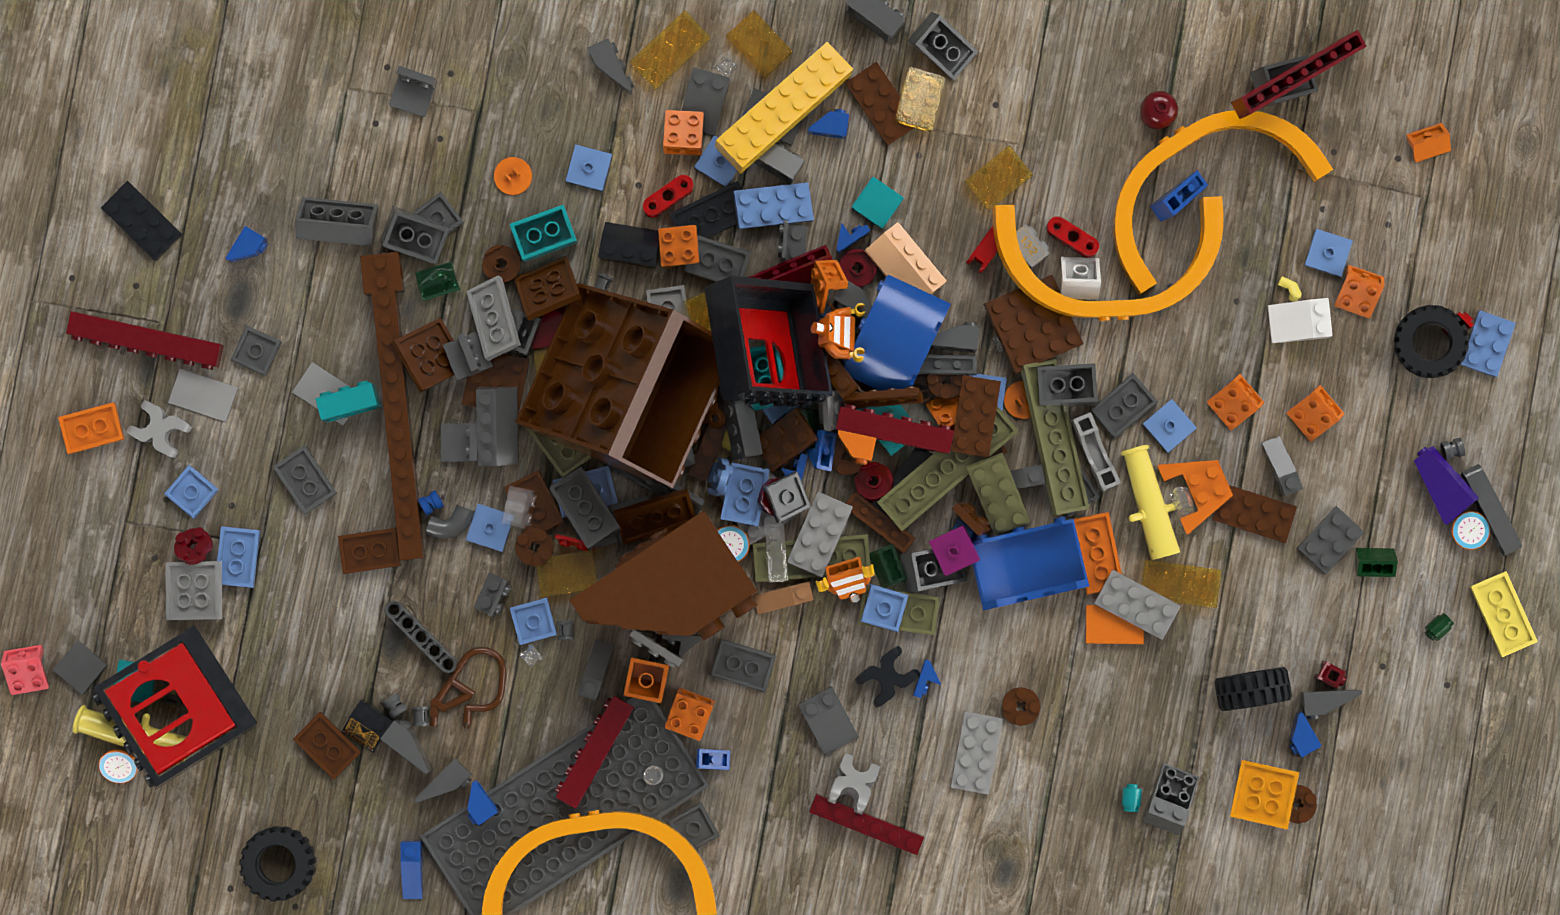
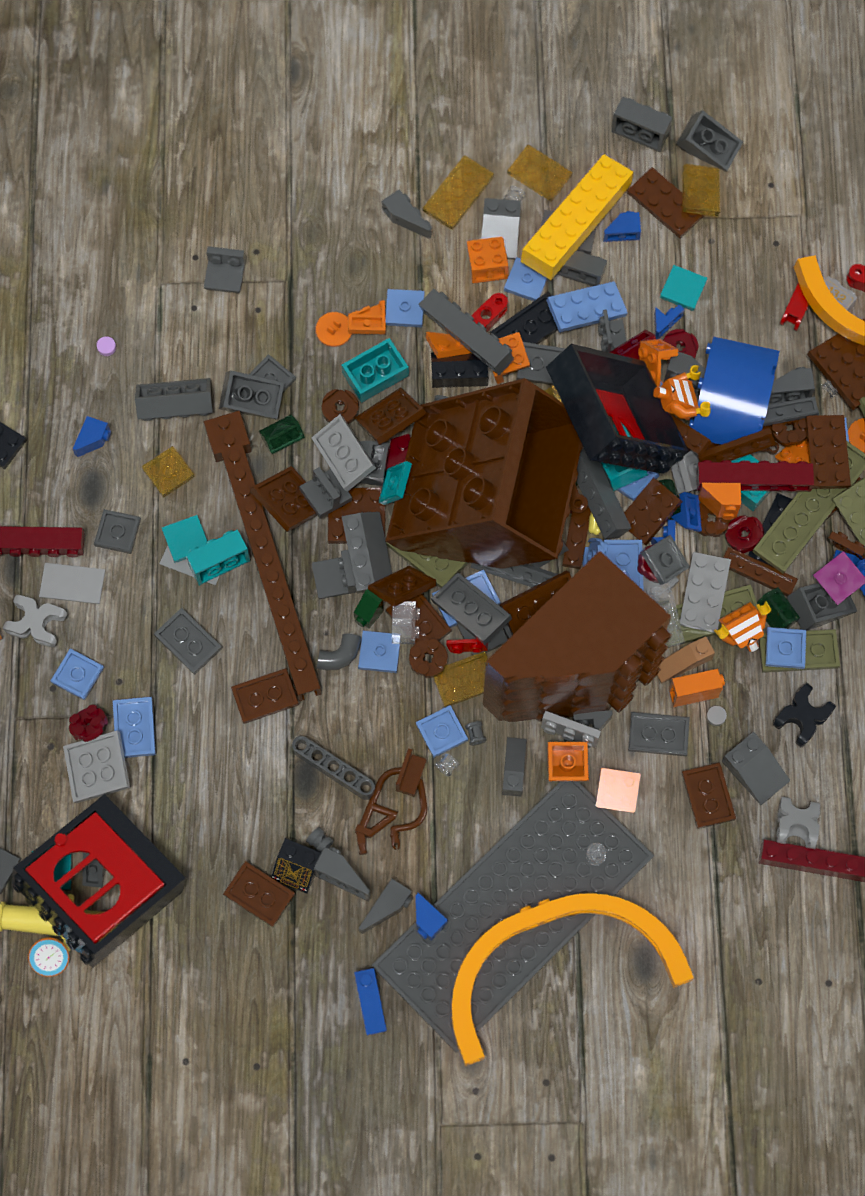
camera: 10 degrees left, 15 degrees down
(254, 875) = (211, 1002): black tyre -> none
(279, 149) = (106, 346): none -> lavender tile
(316, 298) = (167, 471): none -> clear yellow plate
(322, 372) = (183, 537): none -> teal tile
(420, 716) = (348, 846): dark grey bush -> none
(434, 499) = (317, 638): blue wheel -> none
(485, 486) = (368, 609): none -> dark green slope
(492, 594) = (395, 715): dark grey bracket -> none
(494, 659) = (410, 774): none -> reddish brown panel
(522, 470) = (402, 585): none -> reddish brown plate
(537, 362) = (395, 483): none -> teal tile
(548, 175) = (368, 320): none -> orange wing
(595, 751) = (532, 842): dark red brick -> none
(624, 218) = (445, 345): none -> orange wing
(641, 213) = (466, 331): none -> dark grey brick
(695, 825) = (651, 898): dark grey tile -> none
(713, 759) = (651, 828): slope -> none
(776, 737) = (708, 795): none -> reddish brown plate
(788, 630) = (696, 687): none -> orange brick
(803, 658) = (716, 716): none -> light grey tile
(902, 258) = (715, 320): light nougat slope -> none
(927, 673) = (844, 706): blue slope -> none
(998, 178) = (790, 244): clear yellow plate -> none

